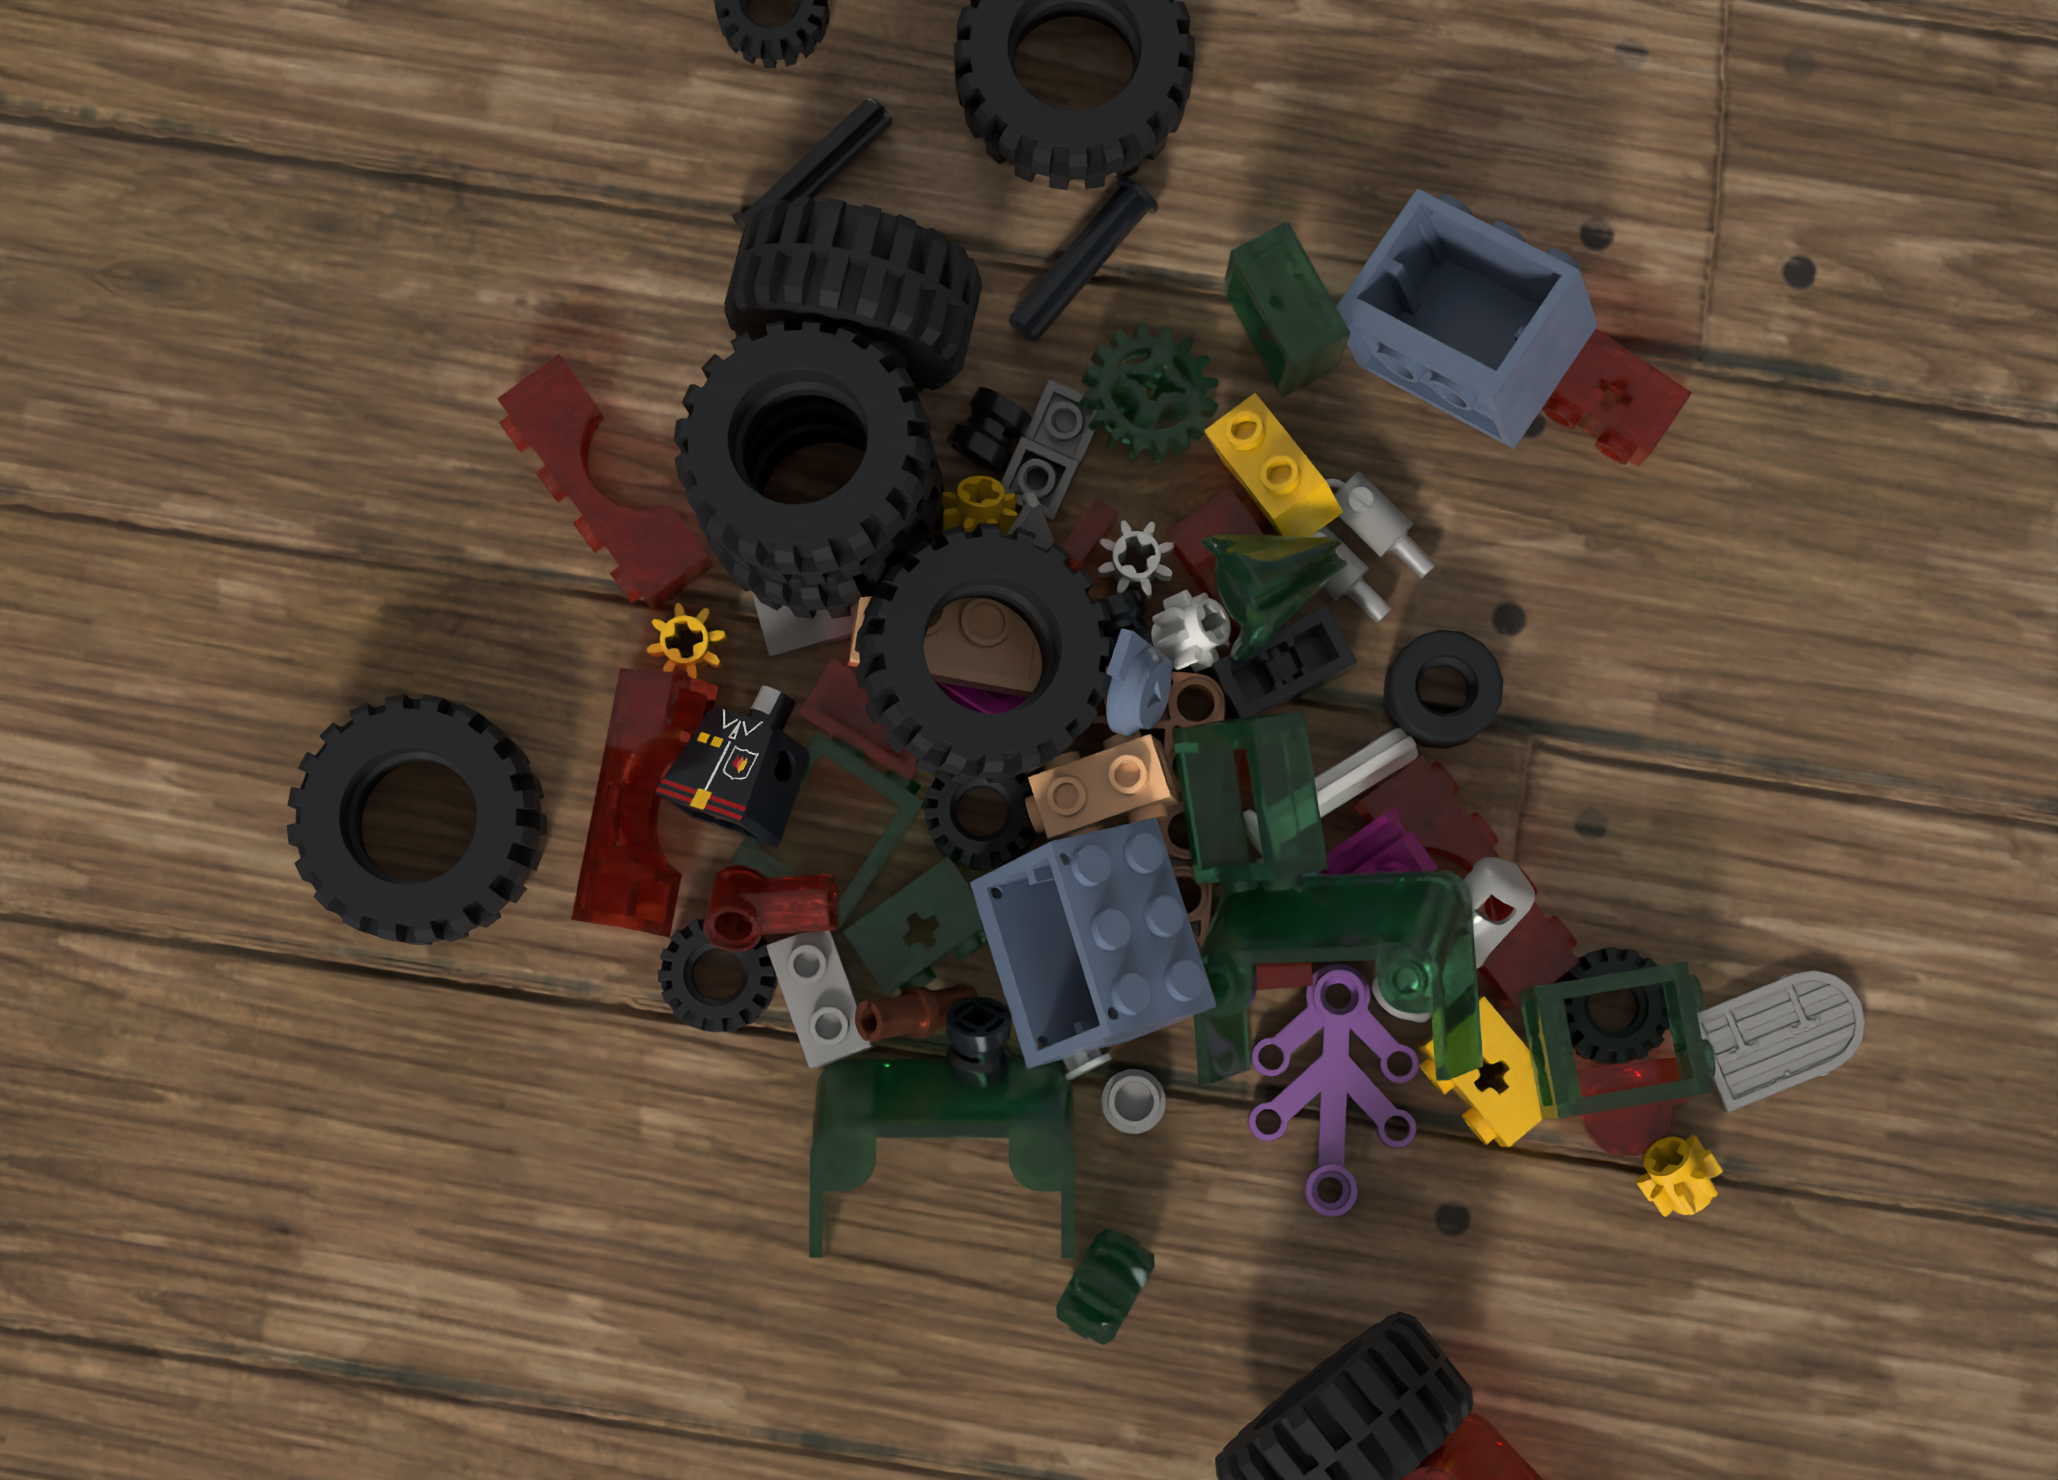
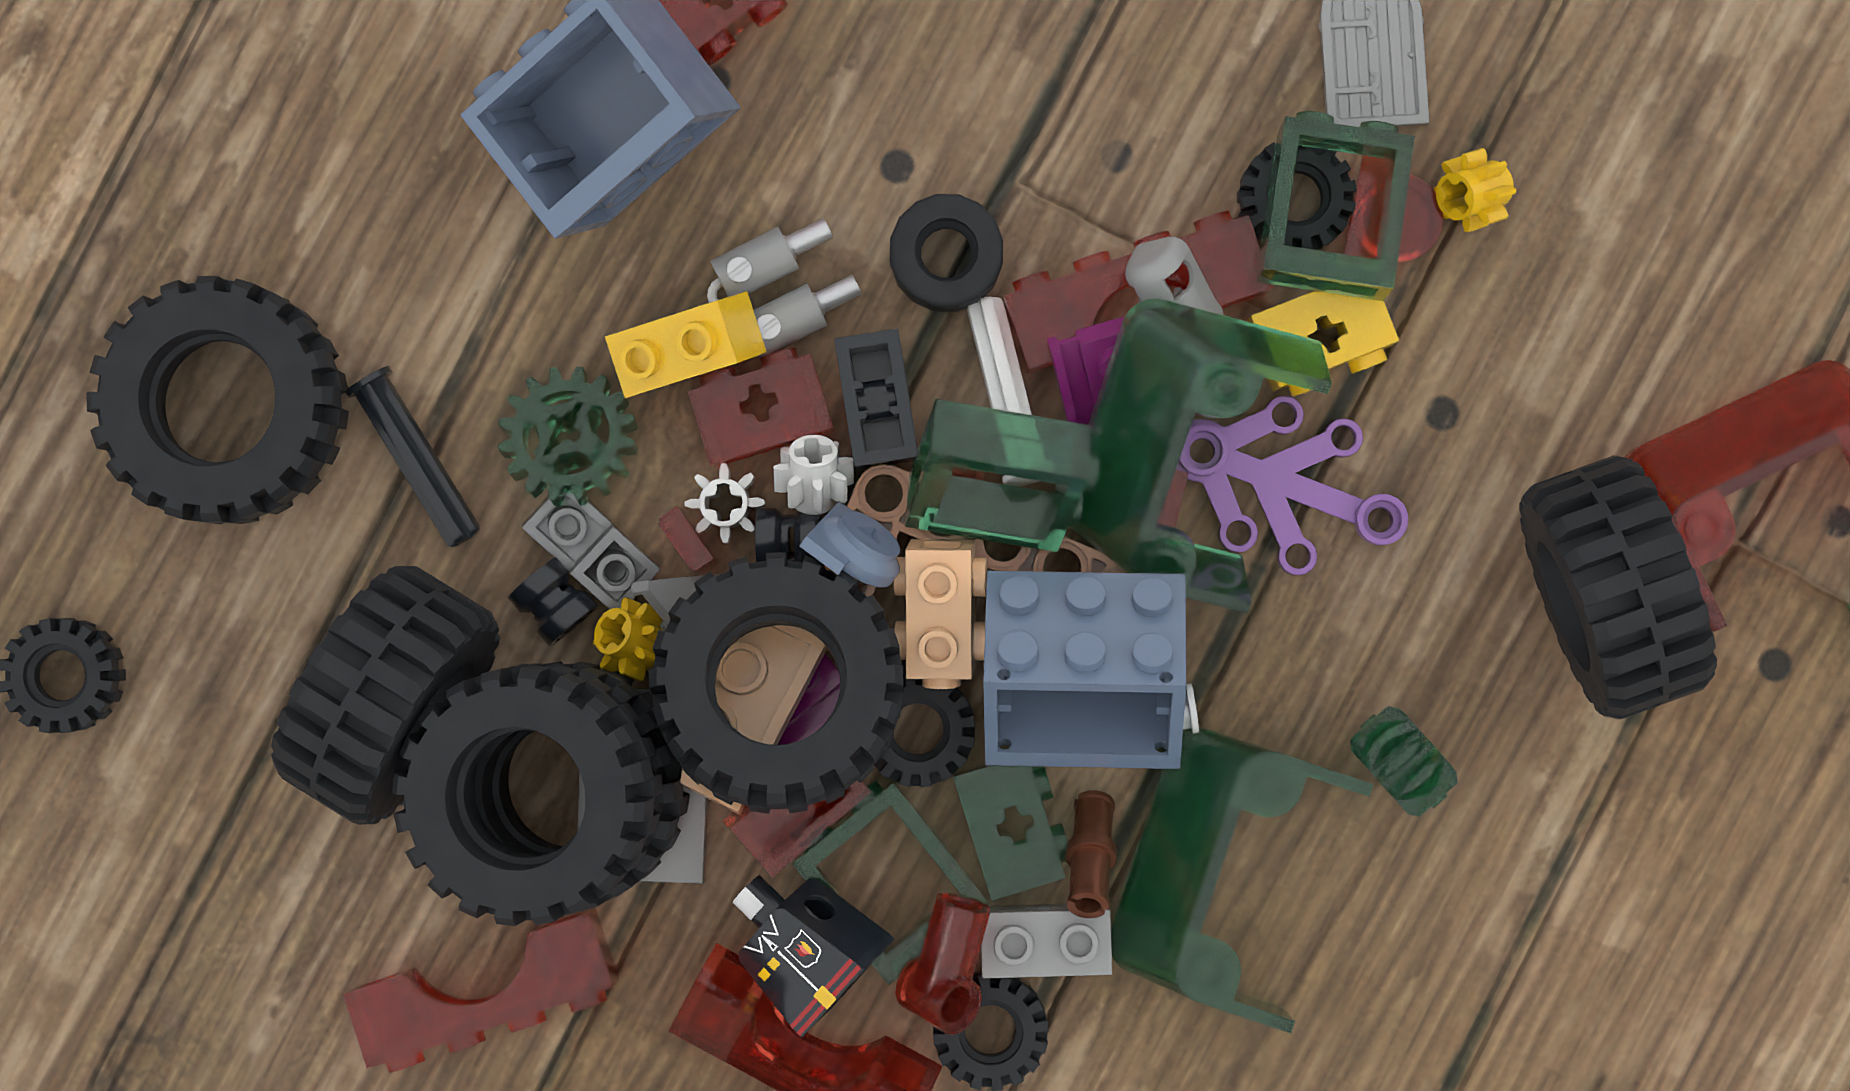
camera: 65 degrees left, 5 degrees up
(672, 636) = (650, 969): yellow gear -> none
(827, 158) = (236, 679): black axle -> none
(980, 1031) = (1137, 805): black wheel -> none
(1133, 1101) = (1237, 676): light grey plate -> none
(1269, 580) = (794, 385): clear green hat -> none
(1280, 291) = (514, 280): clear green window -> none

